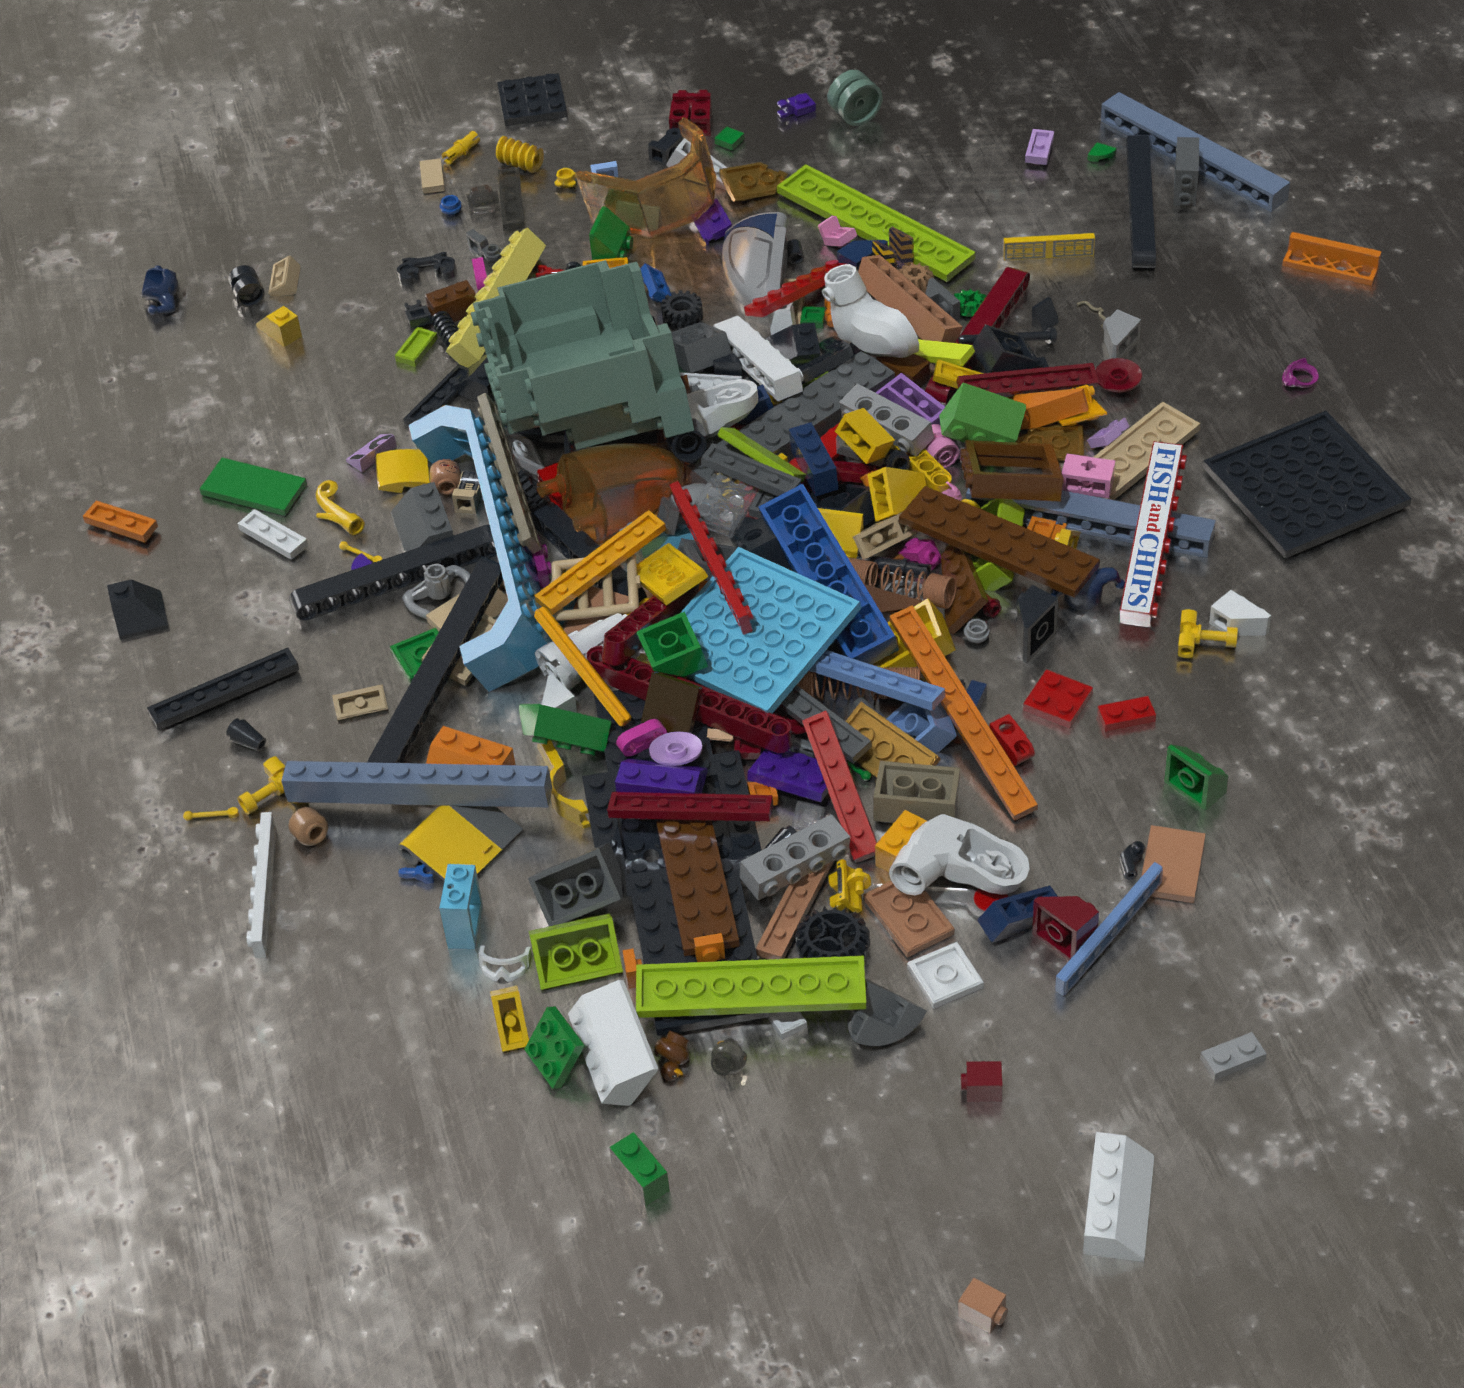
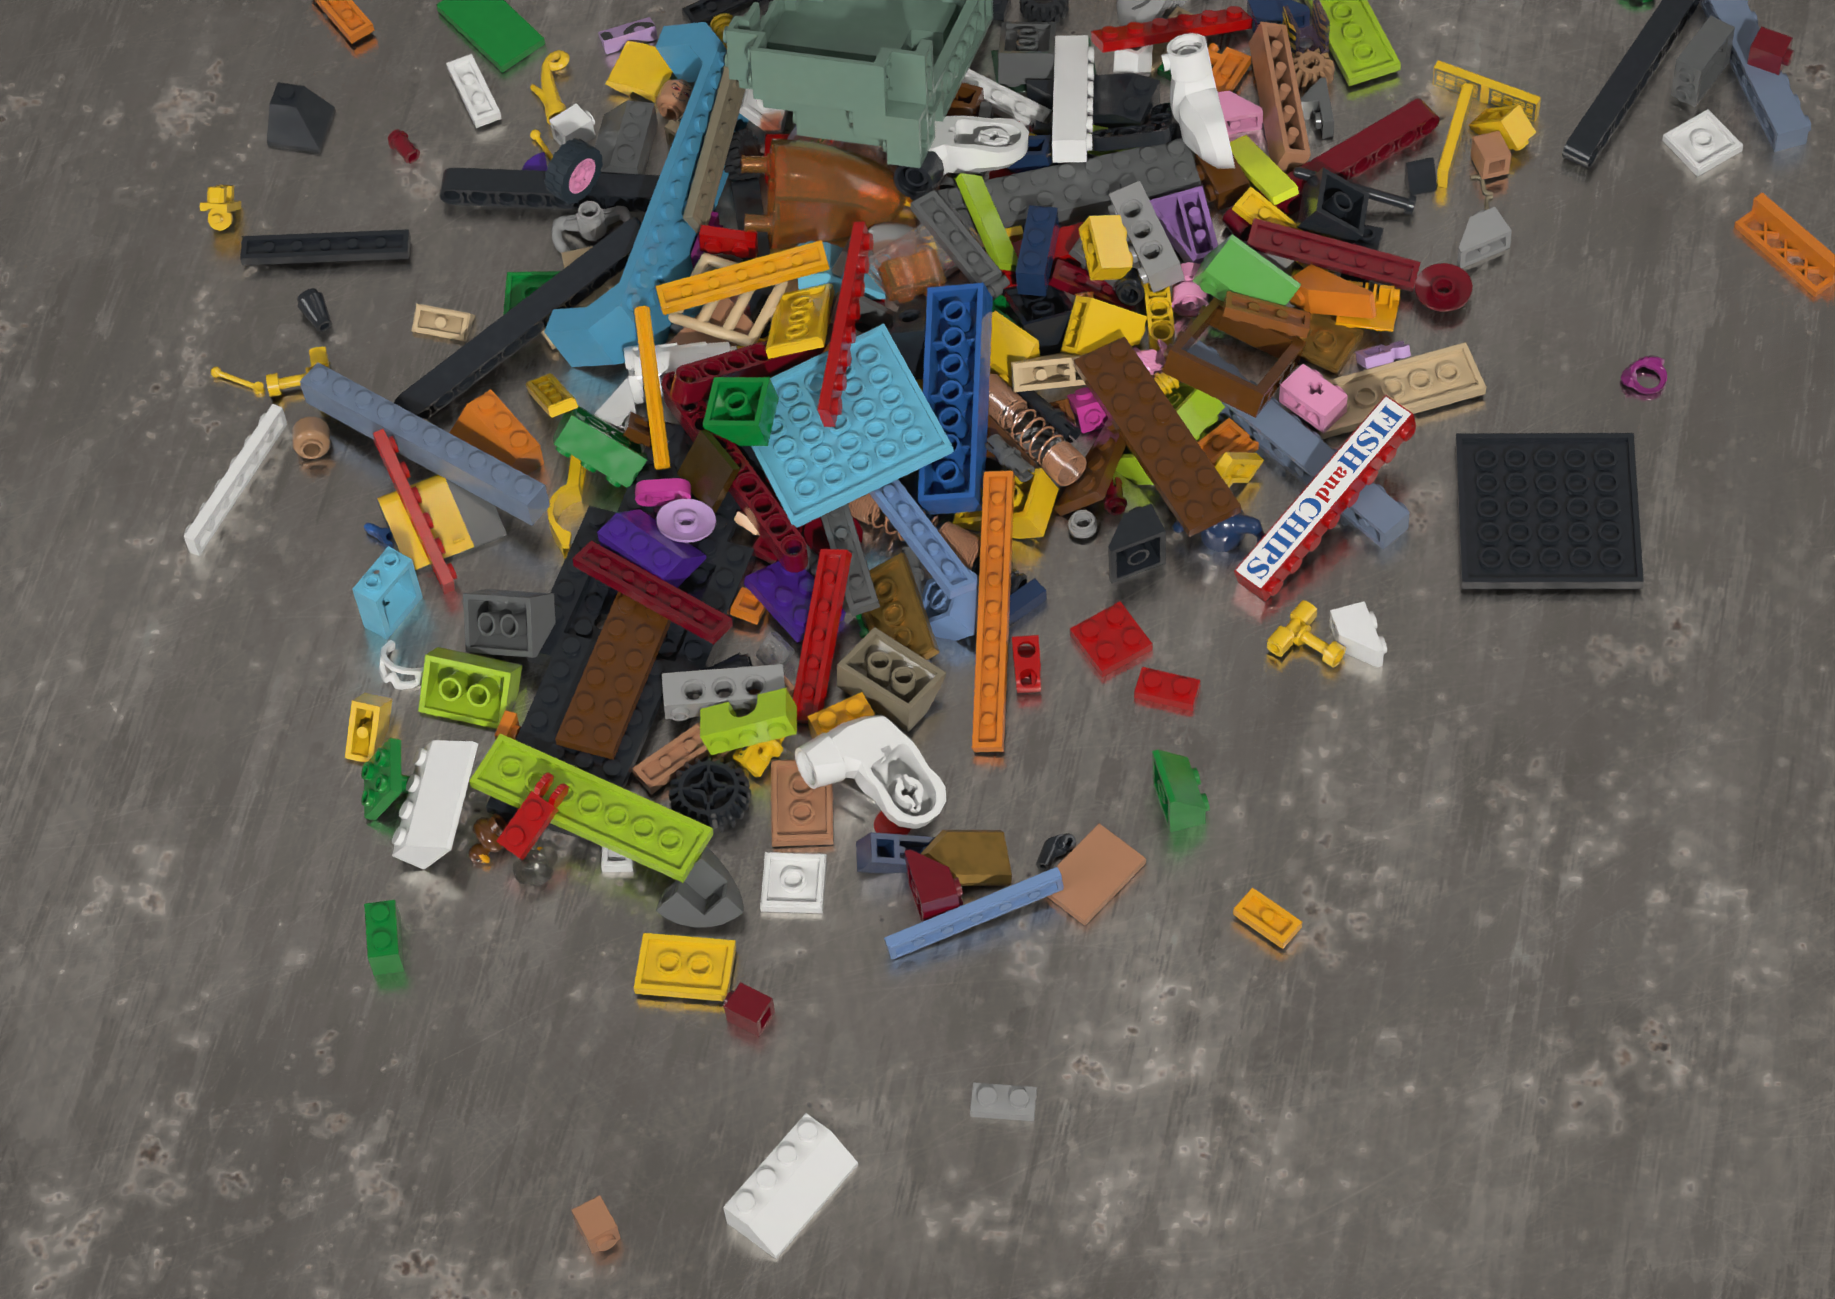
camera: 30 degrees right, 10 degrees up
(115, 694) = (221, 204): none -> yellow hips
(236, 592) = (399, 141): none -> dark red pin
(374, 528) = (573, 124): none -> white brick
(408, 545) = (573, 170): none -> black wheel
(434, 832) = (420, 521): none -> red plate
(498, 708) = (551, 395): none -> yellow tile
(565, 547) = (728, 241): none -> red plate
(585, 705) = (637, 429): none -> reddish brown plate
(709, 948) = (578, 749): orange plate -> none
(710, 1015) = (532, 817): none -> red hinge
(737, 506) = (911, 275): none -> clear orange brick
(822, 882) = (770, 720): none -> lime arch
(898, 601) = (1010, 458): none -> dark grey pin
(906, 1075) = (685, 967): none -> yellow plate
(970, 308) = (1343, 129): green gear -> none
(1014, 435) = (1266, 314): none -> dark orange plate
(1048, 279) = (1454, 135): none -> yellow tile
(1077, 882) = (973, 856): none -> pearl gold tile
(1079, 263) = (1509, 121): none -> yellow slope
(1084, 282) = (1490, 155): none -> nougat brick
(1220, 223) = (1702, 142): none -> white tile
(1231, 145) = (1771, 51): none -> dark red brick
(1328, 833) = (1267, 918): none -> light orange plate

